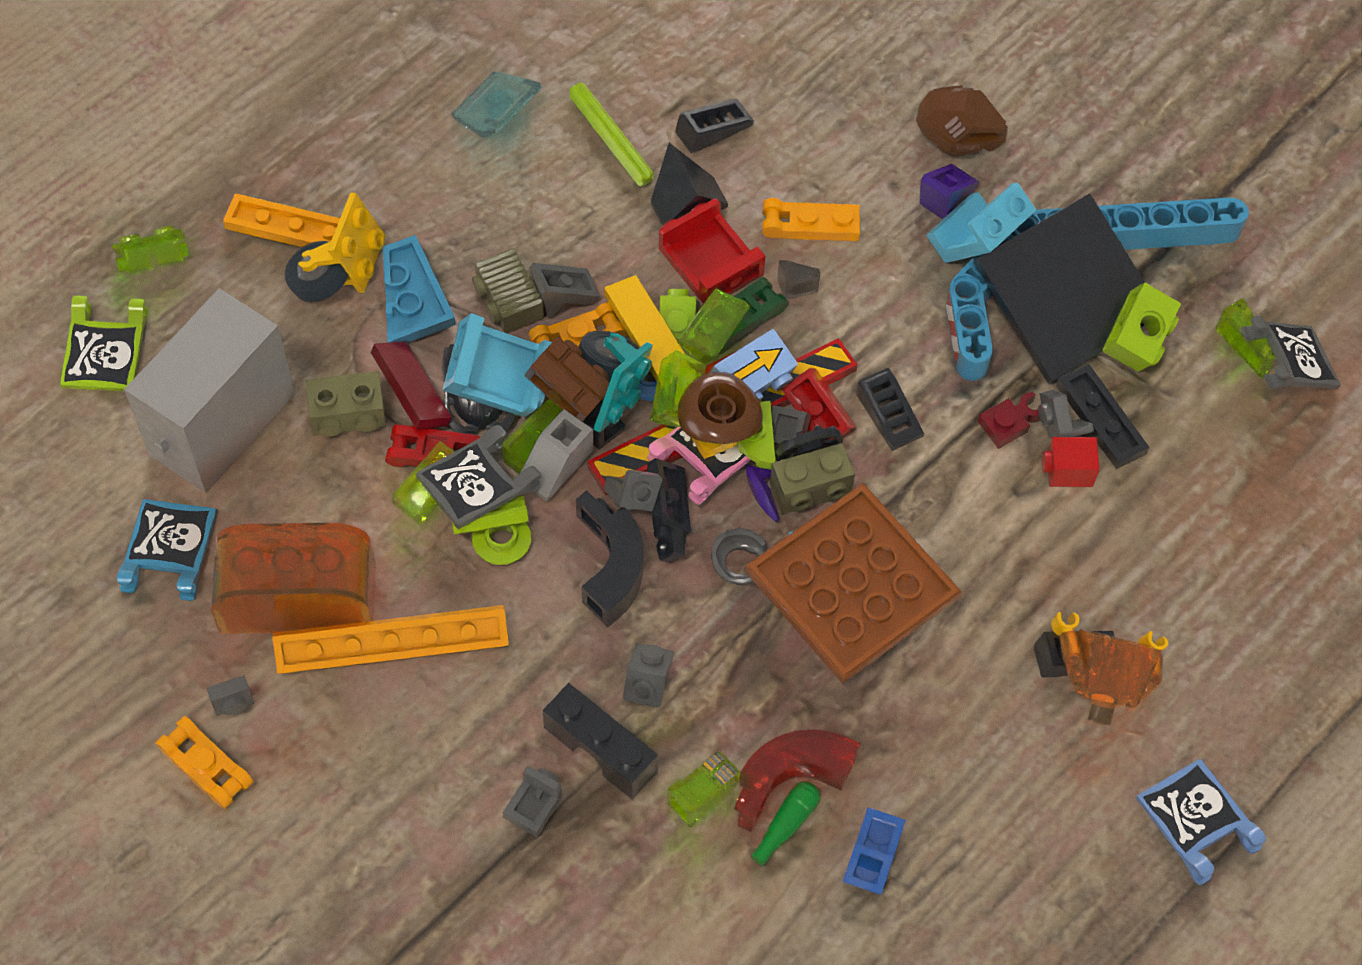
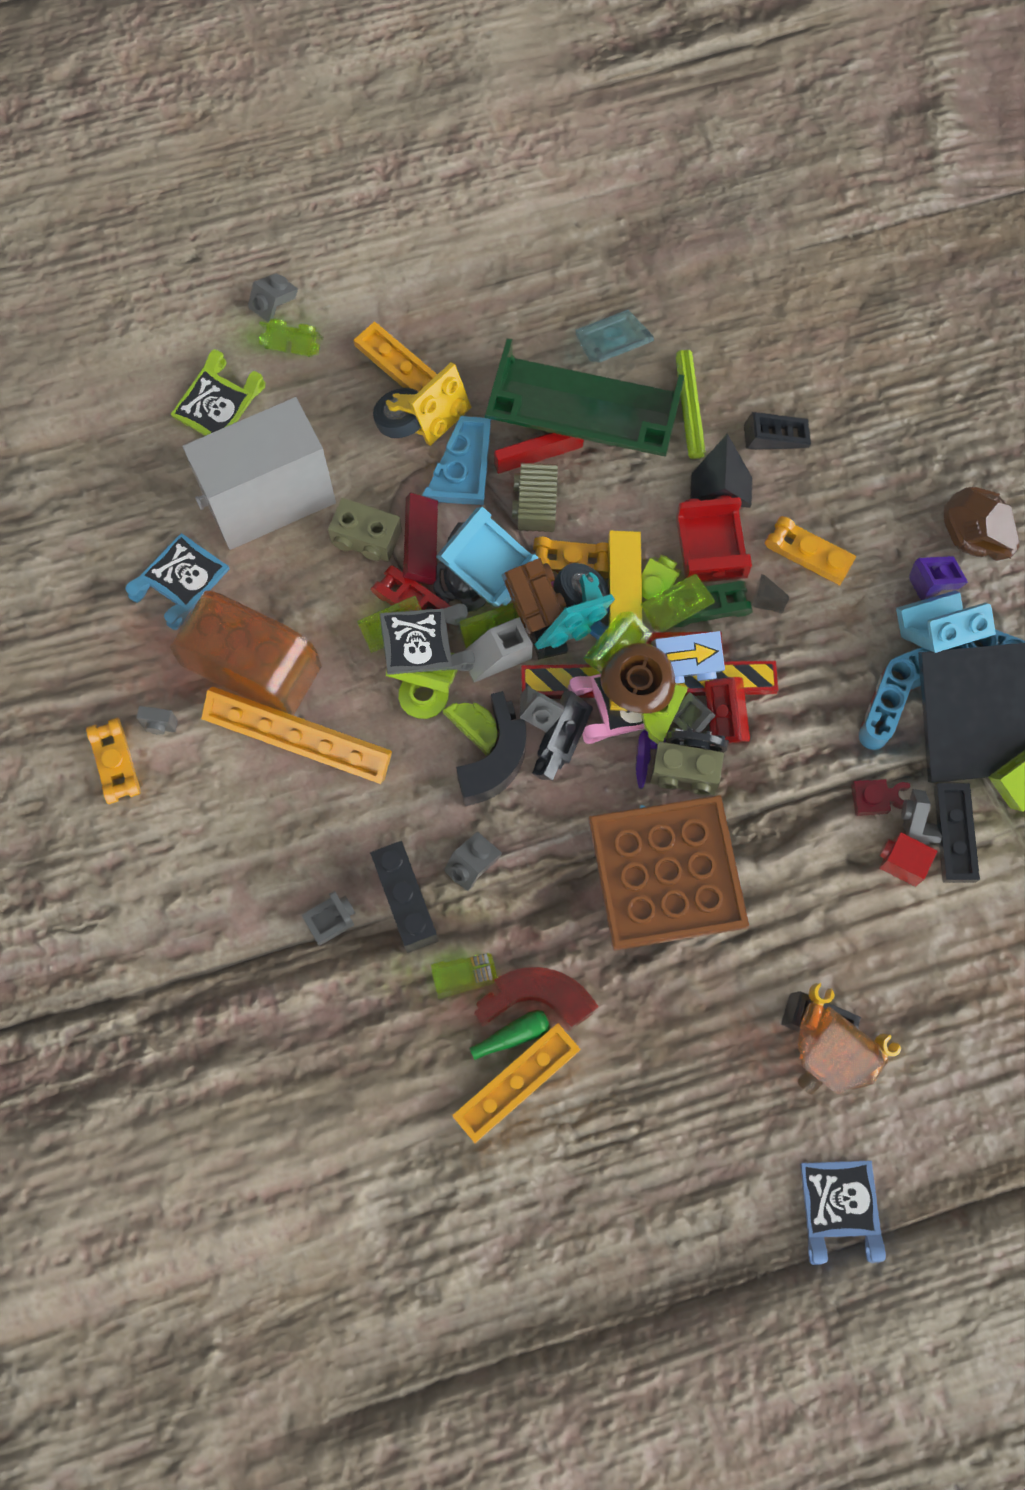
camera: 30 degrees right, 10 degrees up
(102, 215) = (269, 294): none -> dark grey bracket
(482, 243) = (534, 450): none -> red tile
(507, 179) = (583, 404): none -> dark green slope
(563, 285) = (580, 512): dark grey slope -> none
(572, 539) = (475, 723): none -> lime plate
(735, 540) = (589, 786): dark grey piece -> none
(818, 864) = (516, 1083): none -> light orange plate
(874, 851) = (565, 1095): blue slope -> none
(879, 388) = (786, 713): black slope -> none

